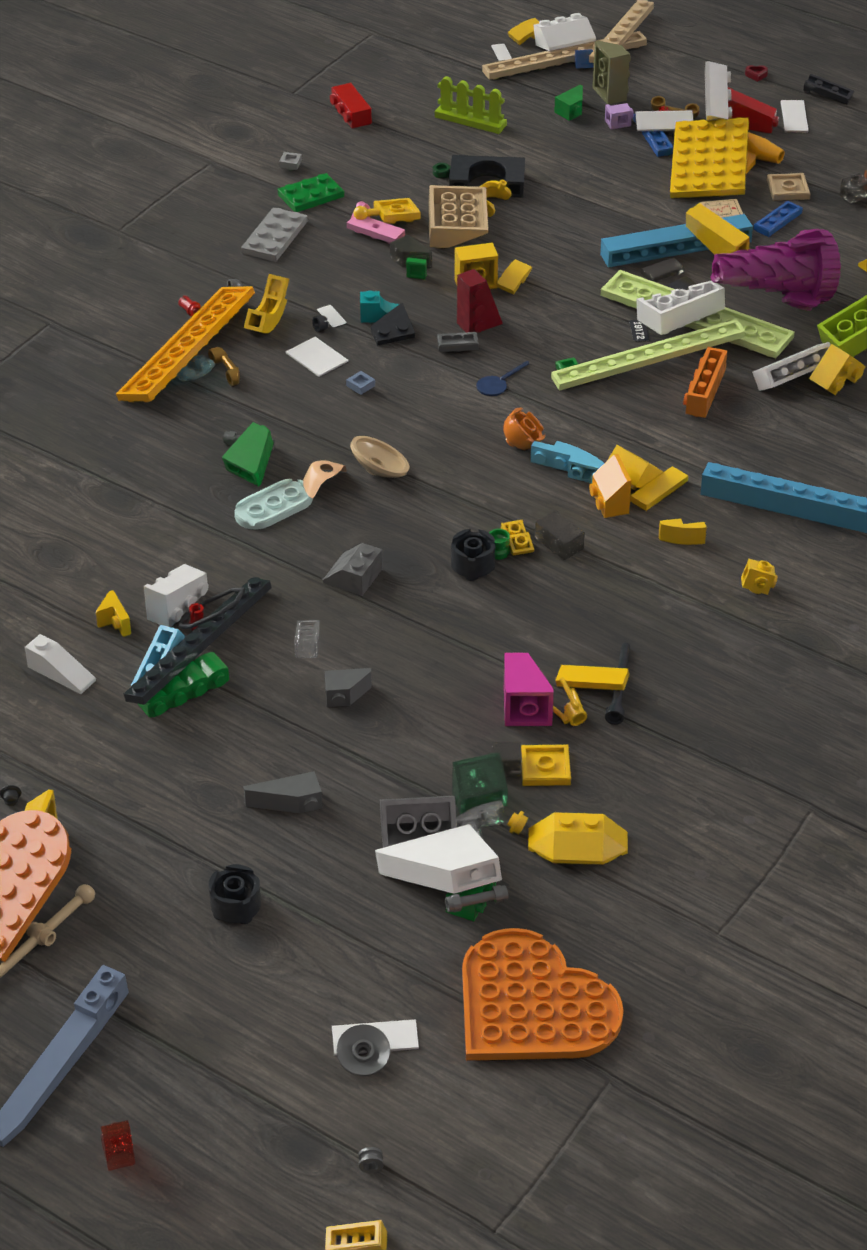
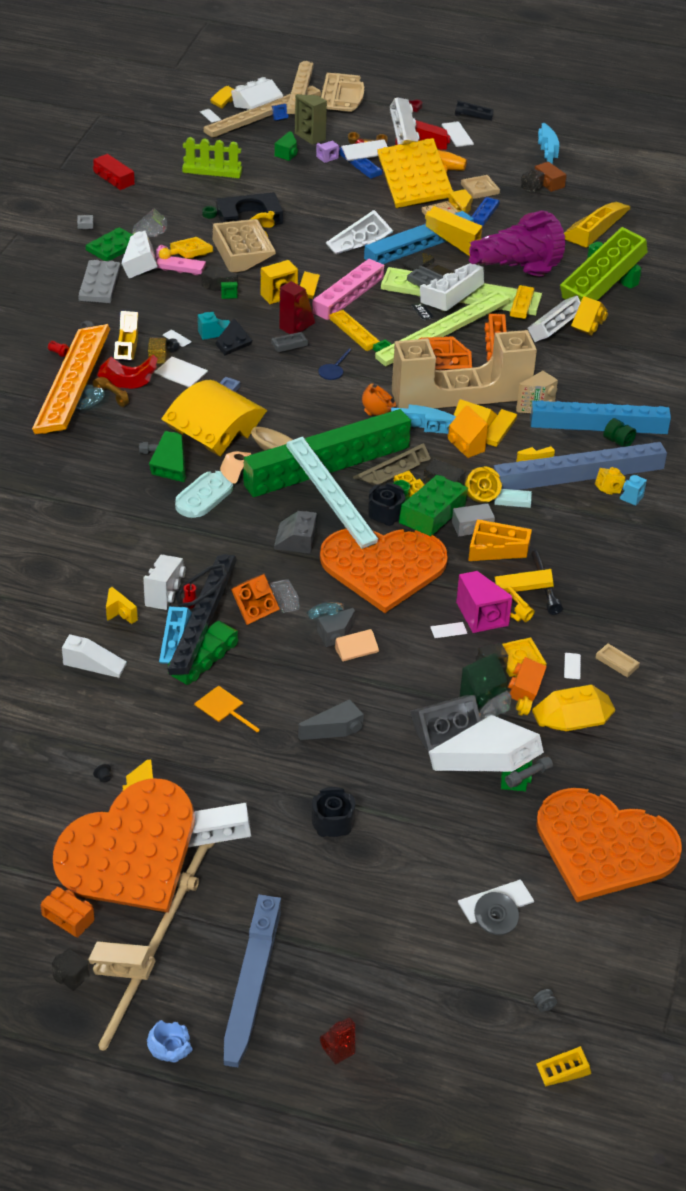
camera: 20 degrees left, 0 degrees up
(97, 879) = (220, 825): none -> white brick
(176, 746) = (220, 704): none -> light orange piece
(247, 351) = (125, 376): none -> red arch
(266, 635) = (255, 599): none -> orange slope
(298, 326) = (157, 347): none -> clear yellow brick
(320, 411) = (213, 415): none -> yellow slope
(330, 210) = (139, 255): none -> white wedge
(341, 662) = (330, 607): none -> clear light blue dish
(359, 711) = (356, 645): none -> light nougat slope
(363, 176) = (152, 223): none -> clear slope
(408, 529) = (332, 492): none -> light aqua tile
(431, 480) = (335, 449): none -> green brick
(437, 627) = (386, 570): none -> orange plate
(478, 716) = (448, 630): none -> white sticker
(508, 511) = (394, 465): none -> dark tan wedge
(526, 566) = (433, 505): none -> green brick
(533, 793) = (527, 679): none -> orange brick
(543, 339) = (354, 329): none -> yellow tile
(558, 289) = (348, 289): none -> bright pink brick
(568, 592) = (465, 518): none -> light grey brick
(582, 624) = (498, 541): none -> light orange wedge
(593, 543) = (483, 484): none -> yellow cylinder
(603, 788) = (572, 666): none -> white sticker
(608, 222) = (363, 232): none -> white wedge
(619, 387) = (450, 353): none -> orange wedge
(633, 575) = (514, 498): none -> light aqua tile
(651, 286) = (423, 276): none -> dark grey plate
(660, 793) = (617, 660): none -> tan tile
(670, 44) = (342, 91): none -> tan slope
(681, 431) = (496, 381): none -> tan arch
(721, 448) = (536, 388): none -> tan slope
(730, 552) = (580, 466): none -> sand blue brick
(752, 202) = (461, 200): none -> yellow slope
(762, 338) = (522, 302): none -> yellow tile
(784, 593) = (634, 489): none -> medium azure brick
(802, 521) = (619, 433): none -> dark green wheel

